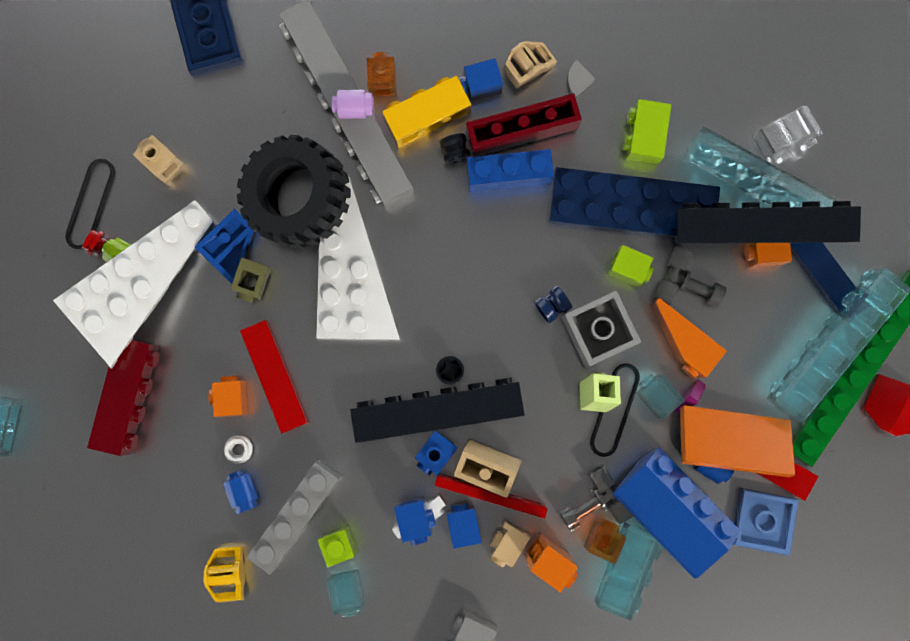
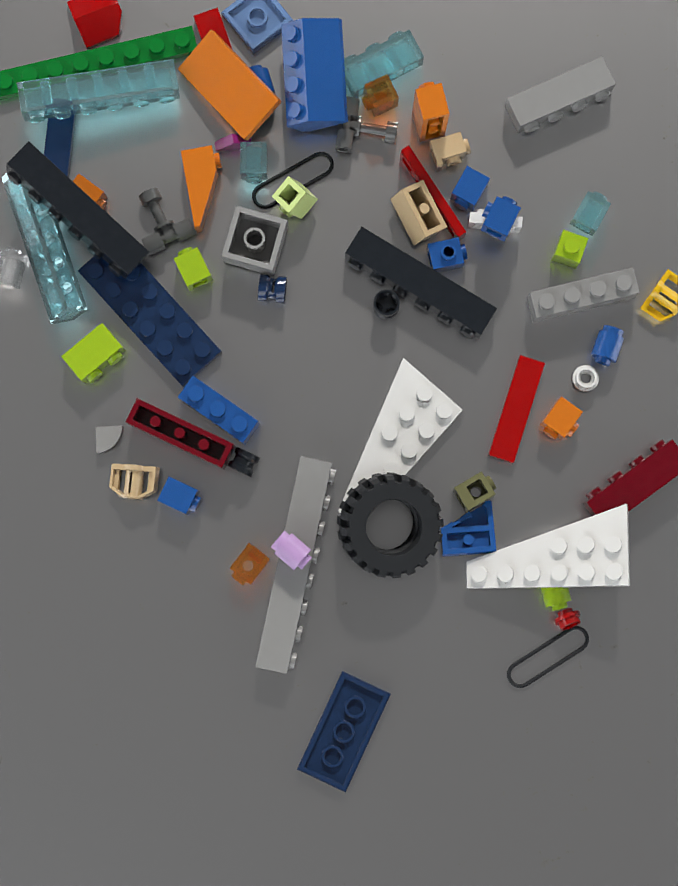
camera: 140 degrees left, 0 degrees up
(157, 158) = (469, 644): tan brick -> none
(426, 110) = (239, 508): yellow brick -> none

